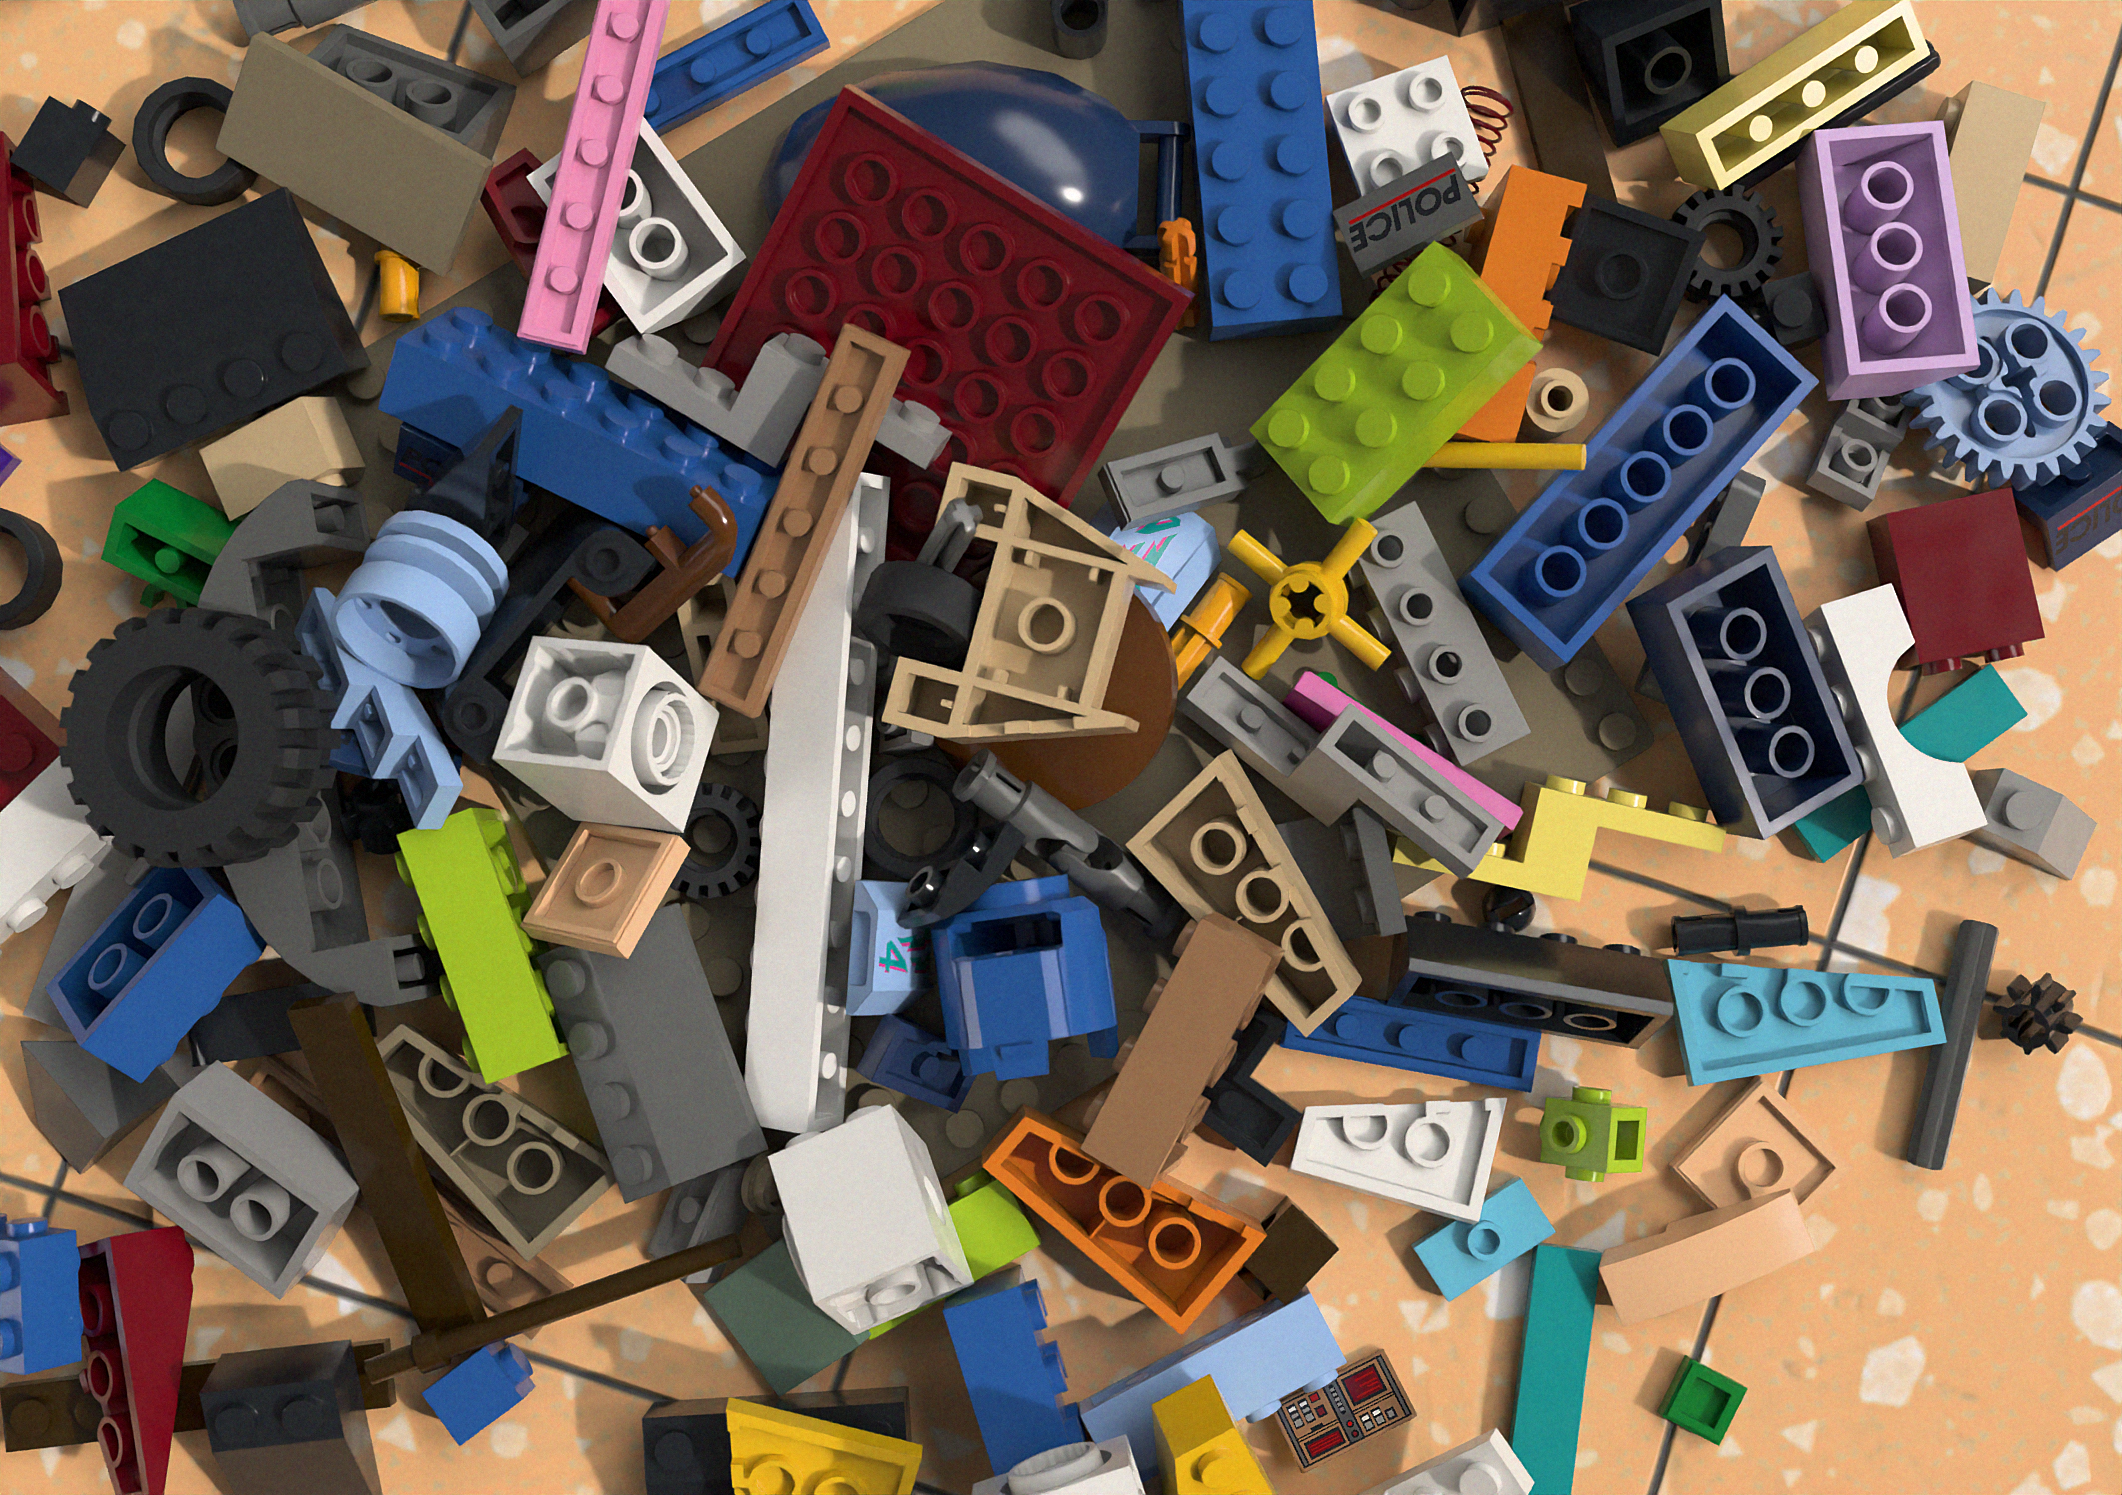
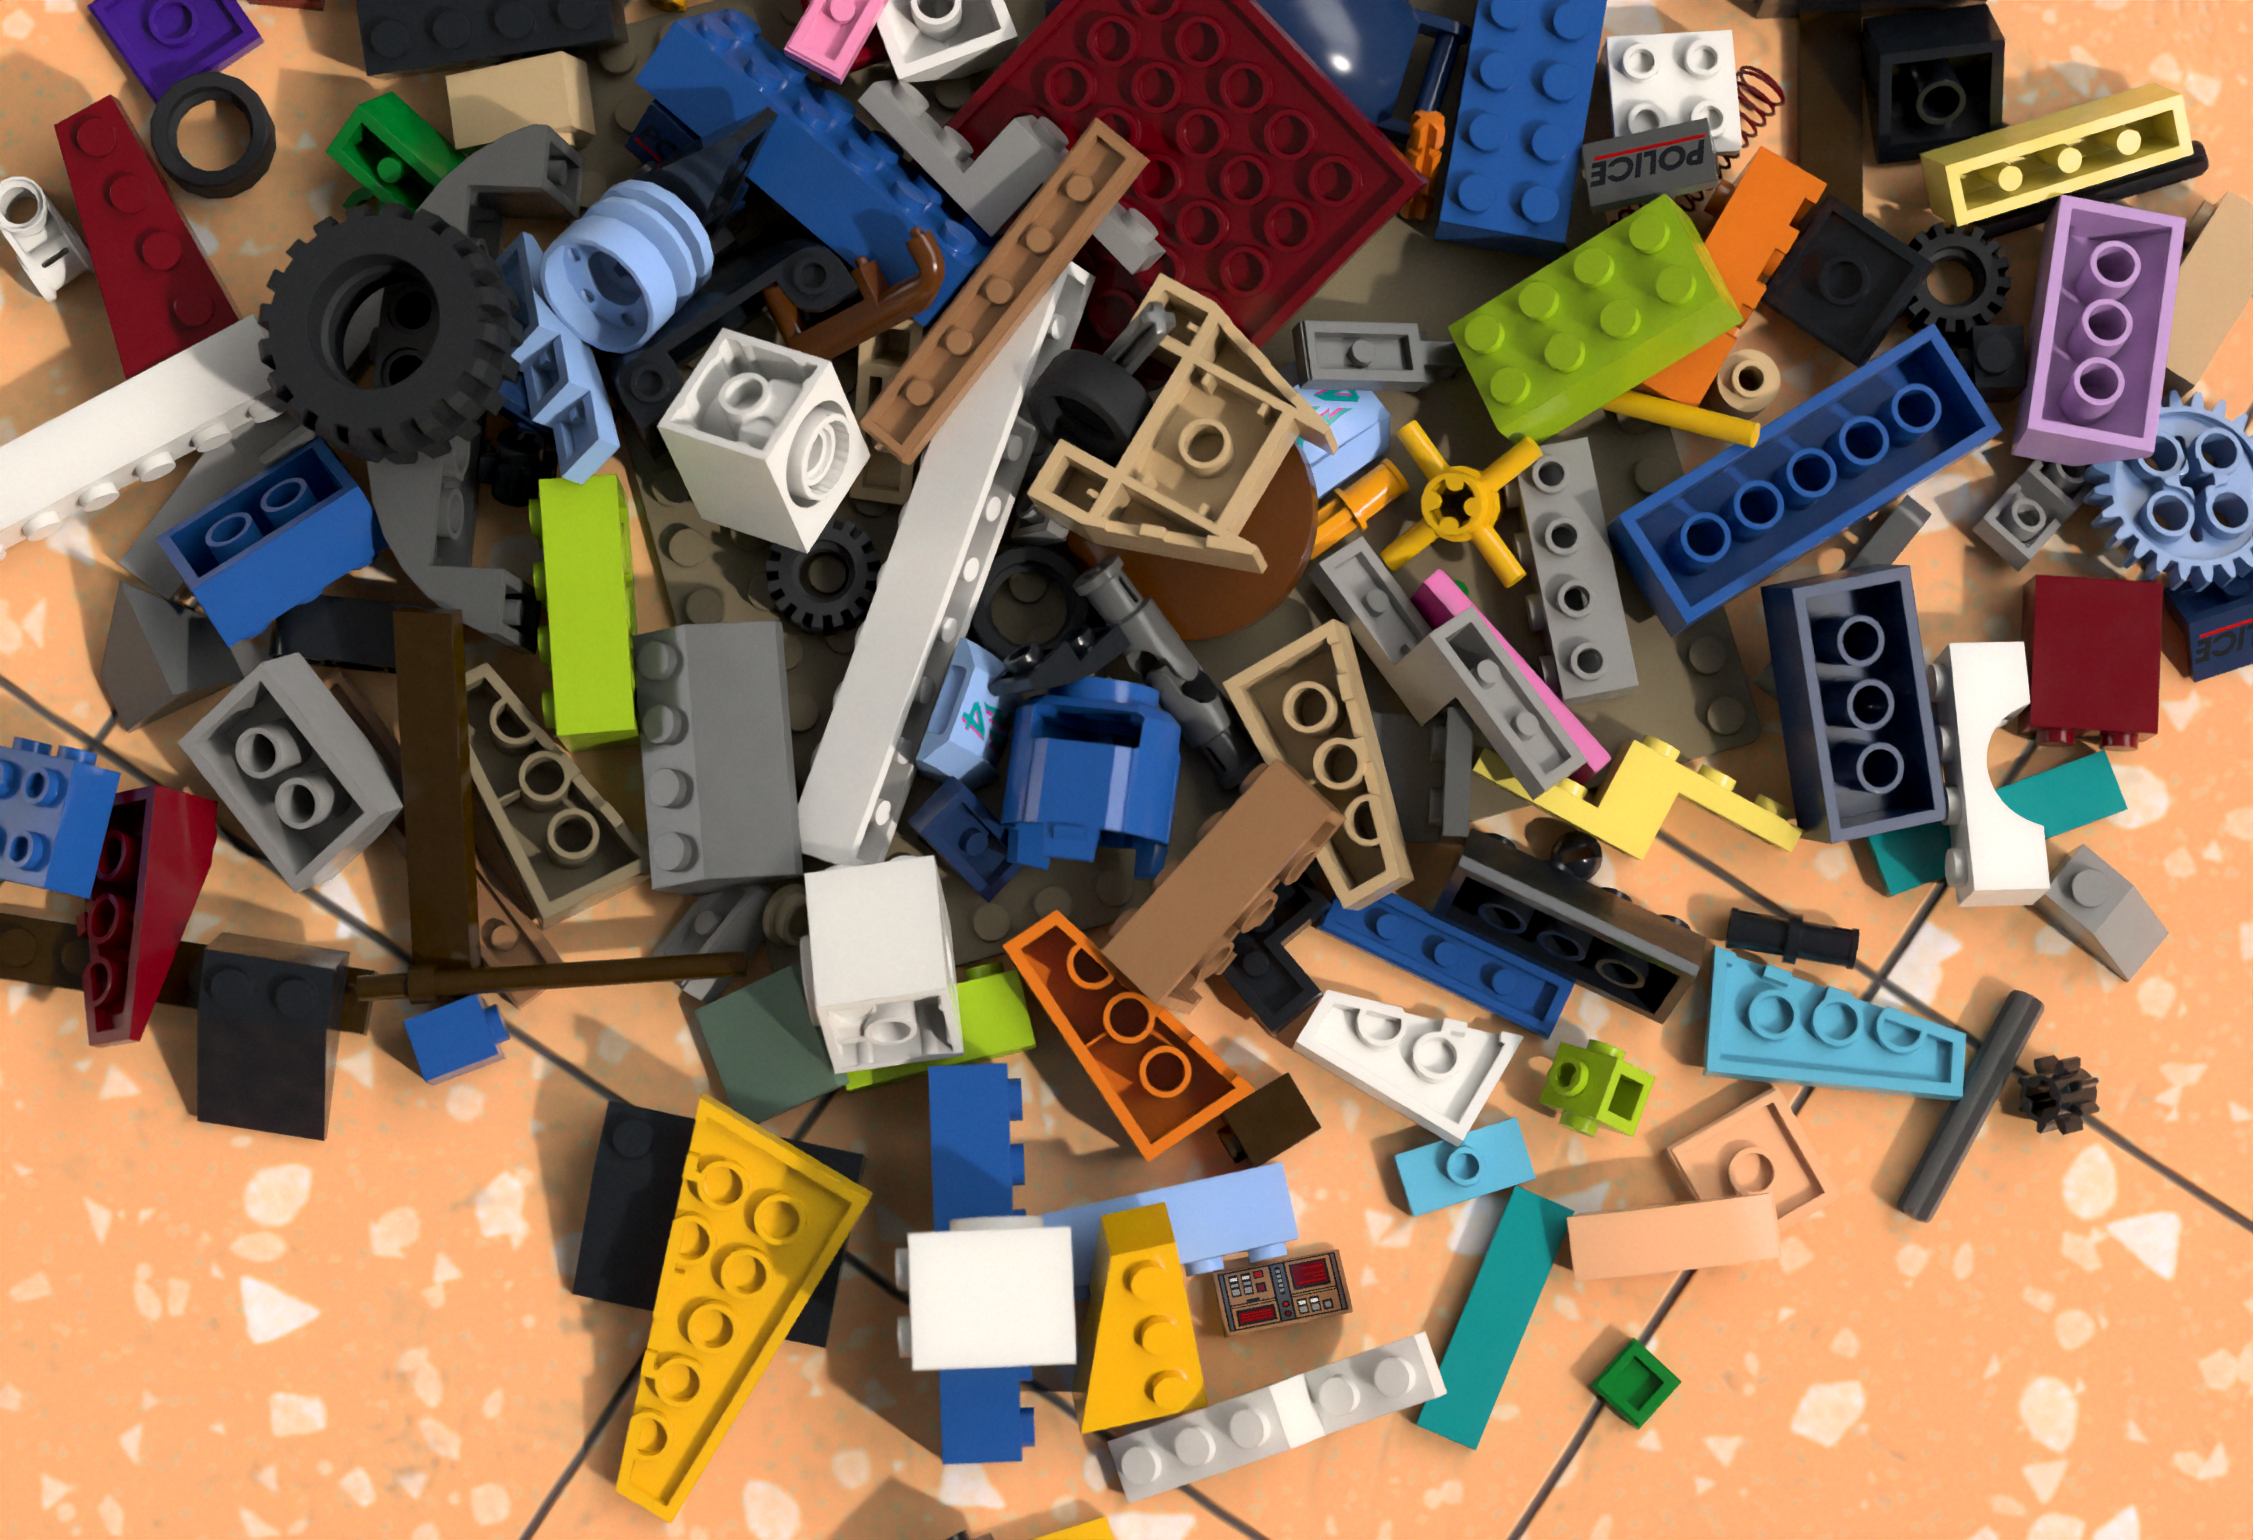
camera: 10 degrees right, 5 degrees down
(605, 888) = (718, 585): light nougat tile -> none

